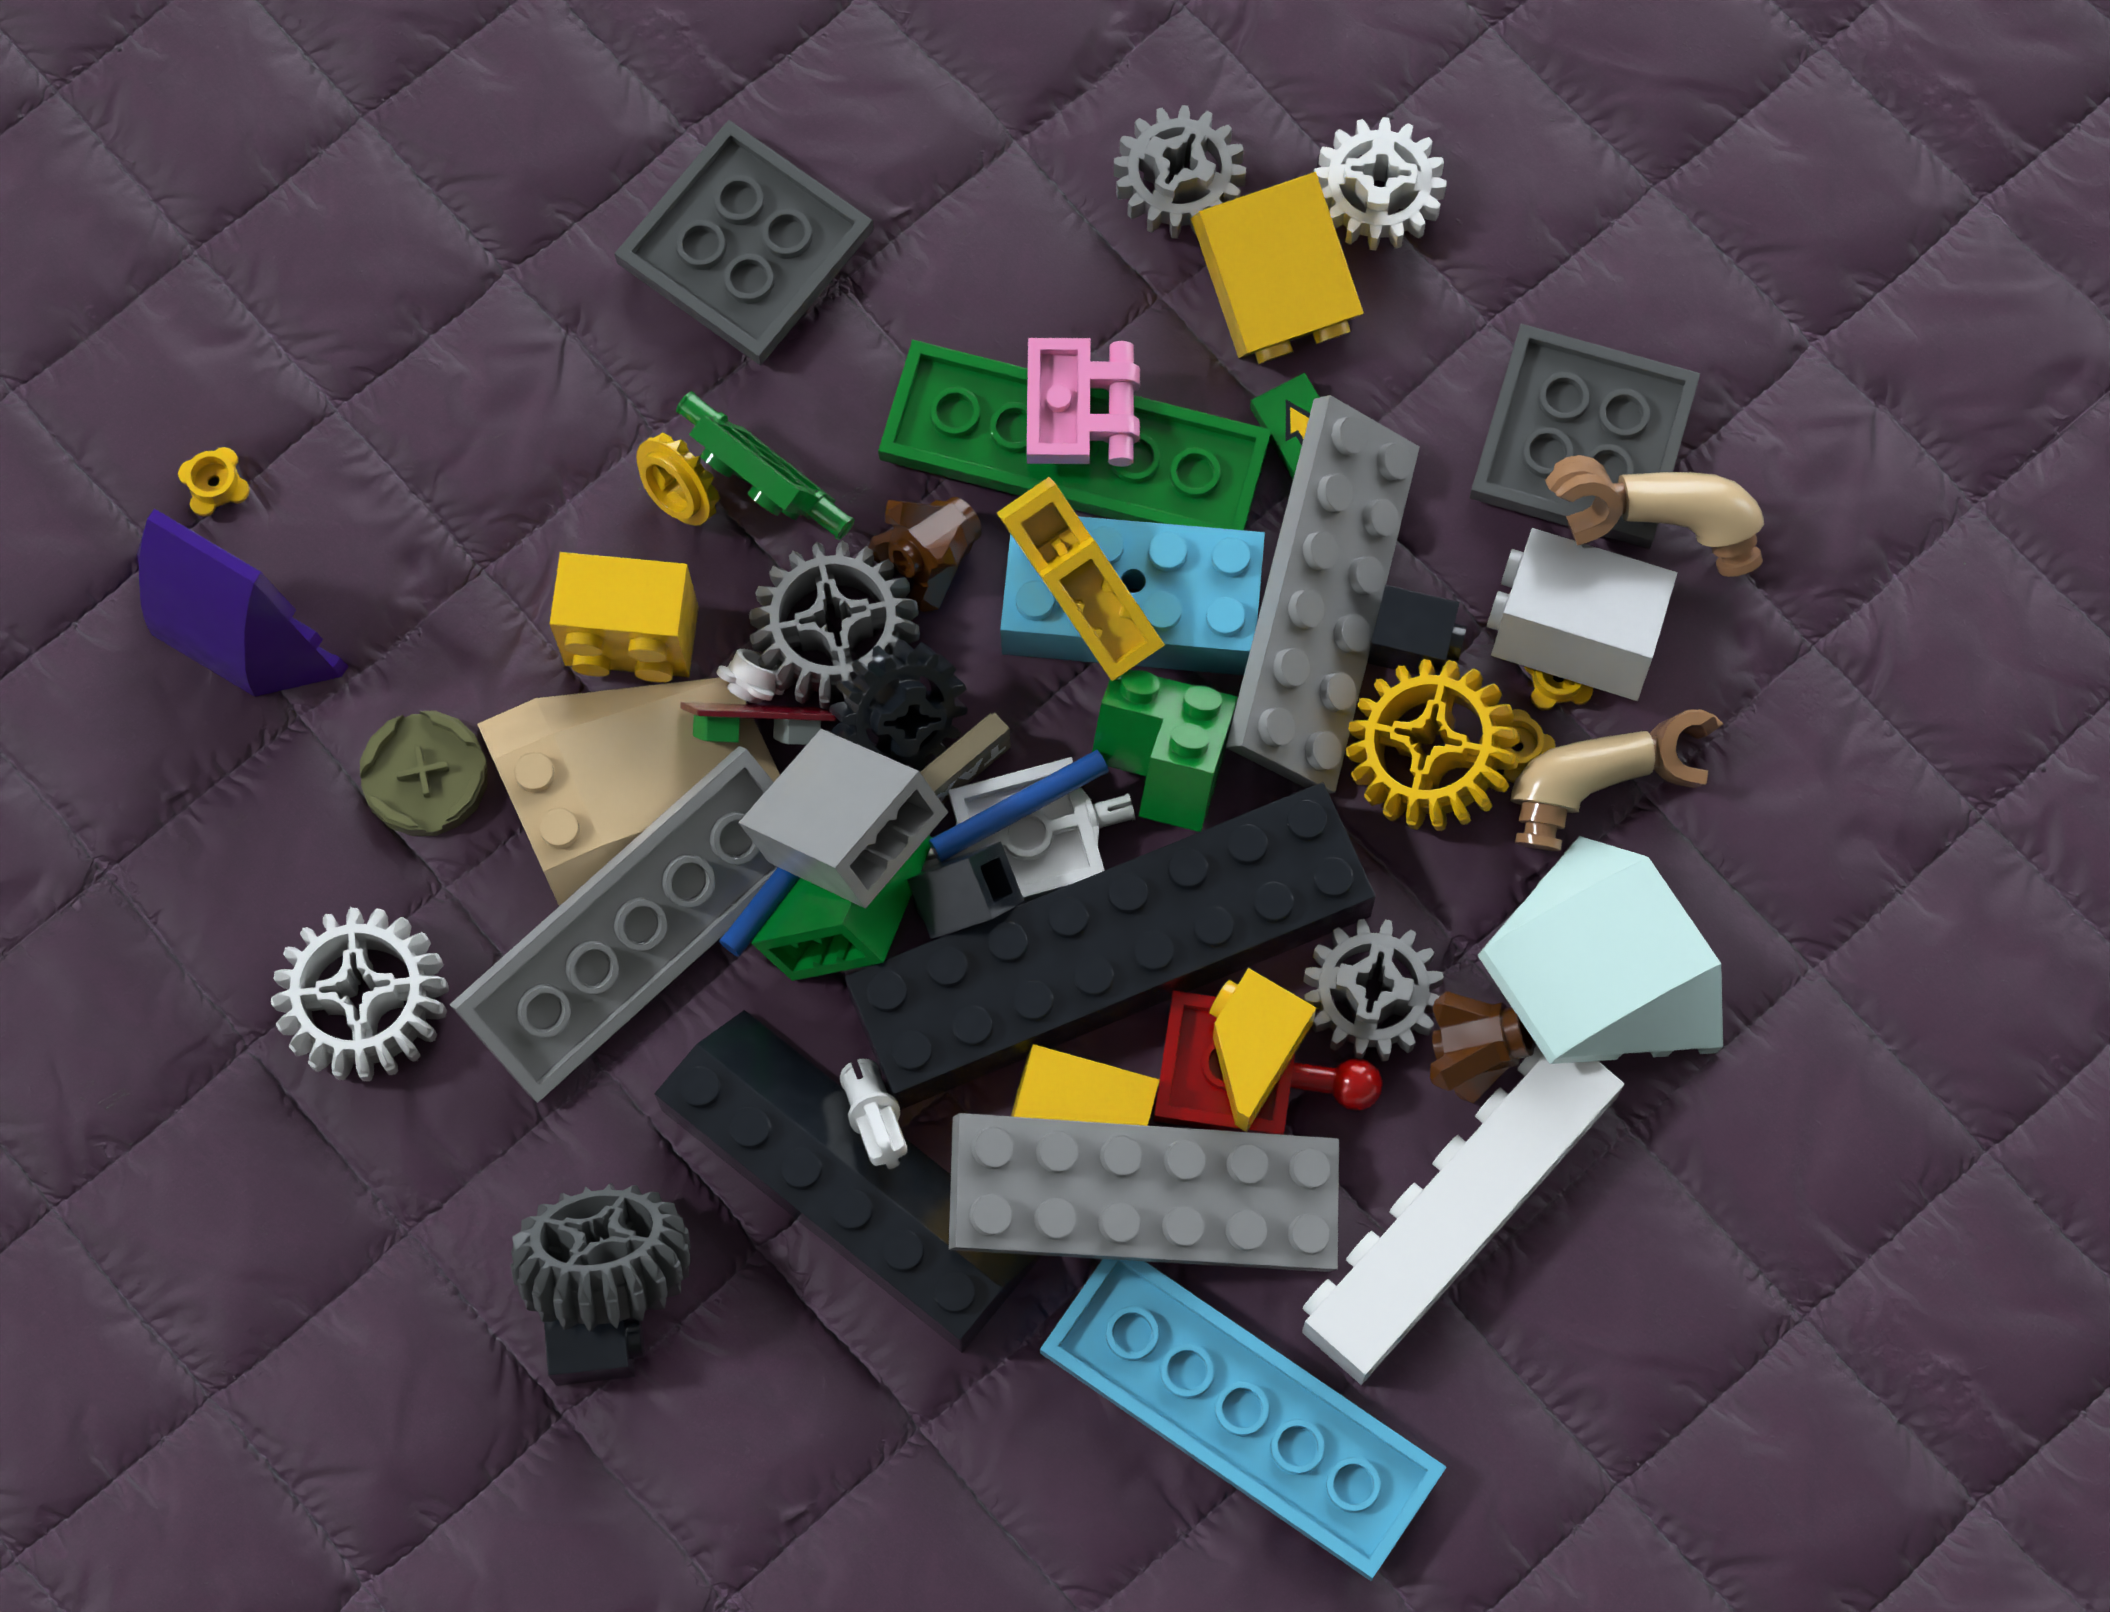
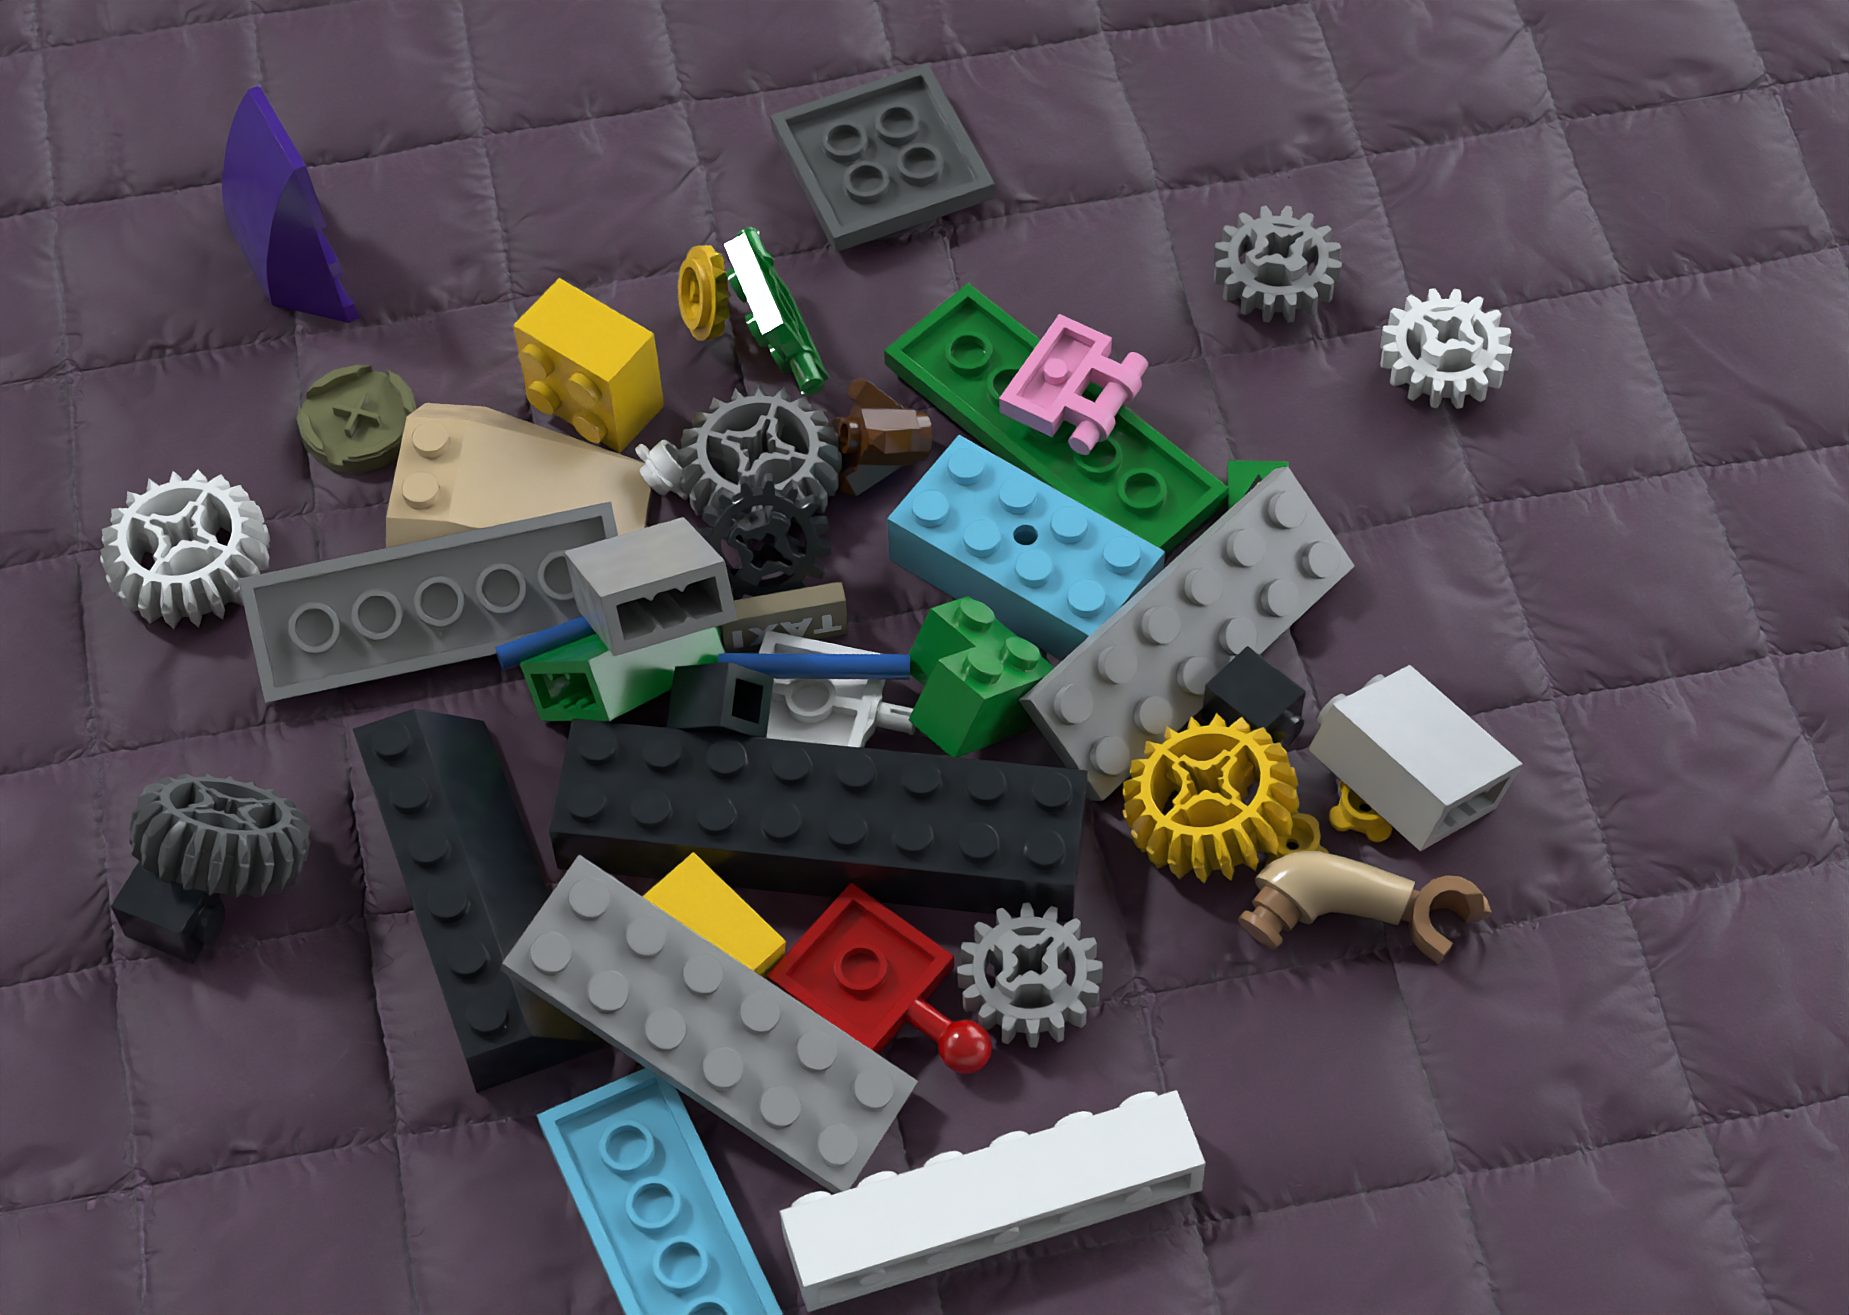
camera: 30 degrees right, 15 degrees down
(210, 464) = (350, 136): yellow plate -> none
(722, 721) = (610, 479): piece -> none
(874, 1113) = (523, 845): white axle -> none
(1080, 578) = (973, 499): yellow slope -> none
(1256, 1039) = (891, 953): yellow slope -> none
(1278, 268) = (1311, 364): yellow brick -> none
(1475, 1044) = (1091, 1059): reddish brown rock -> none
(1585, 401) = (1509, 625): dark grey plate -> none
(1607, 962) = (1253, 1057): light aqua wedge -> none
(1707, 504) = (1583, 721): piece -> none

